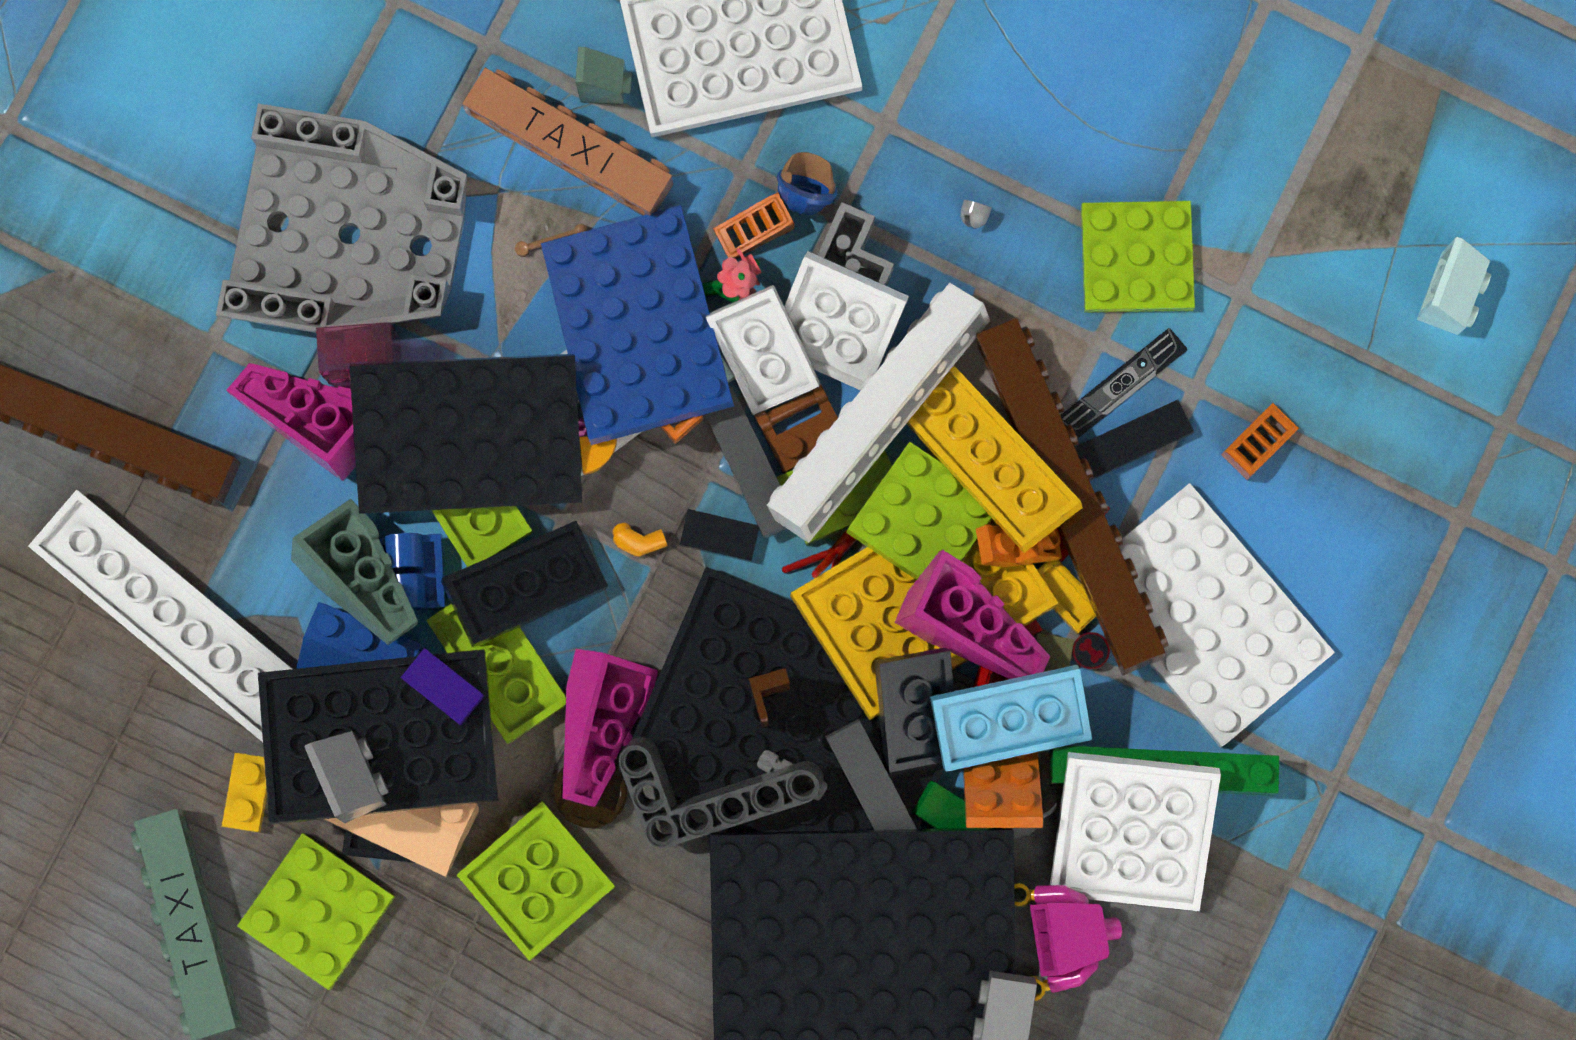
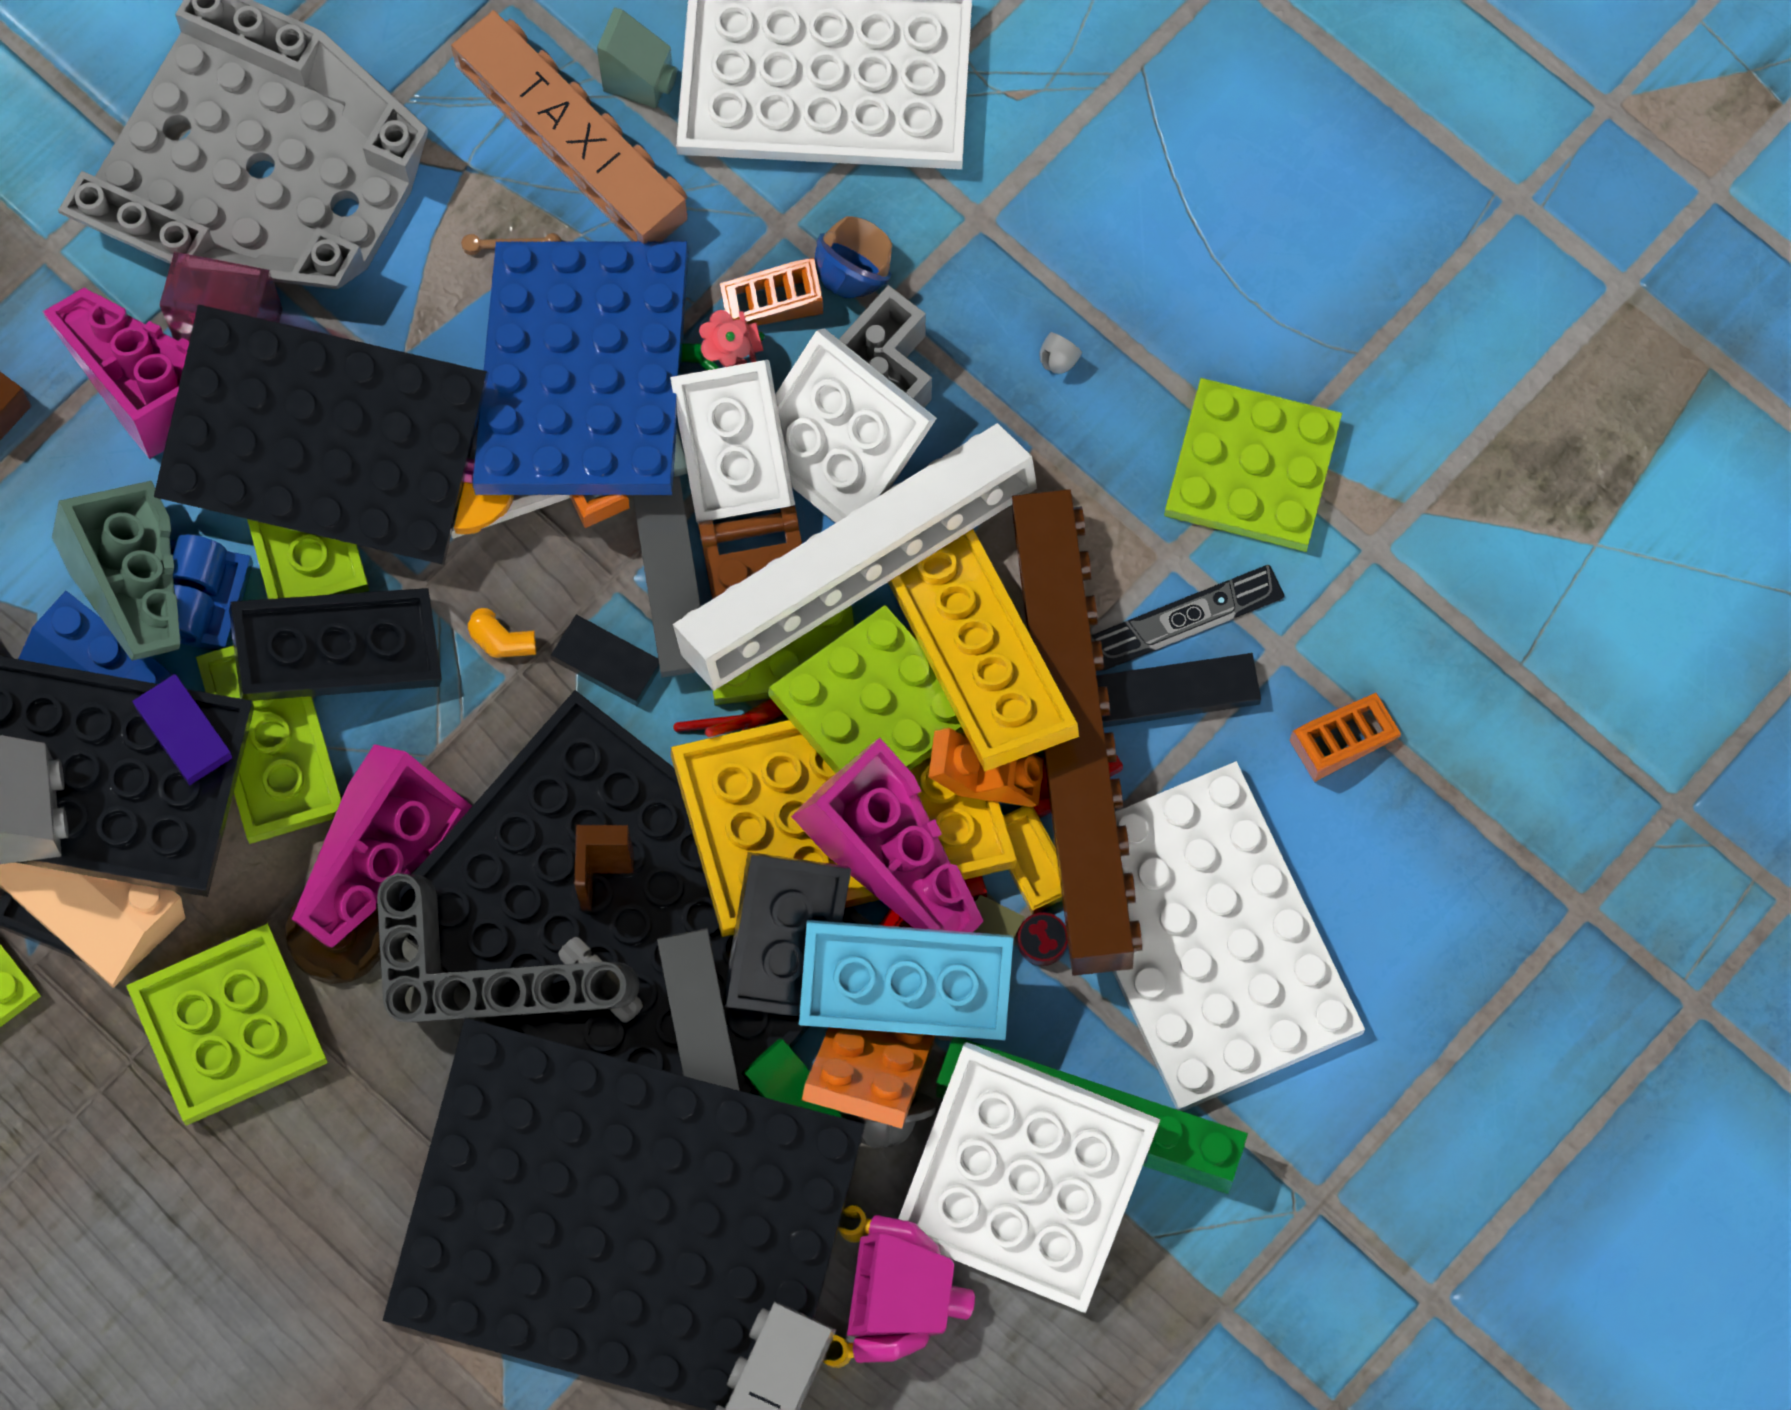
camera: 15 degrees right, 10 degrees down
(1455, 287) = (1656, 609): light aqua slope -> none

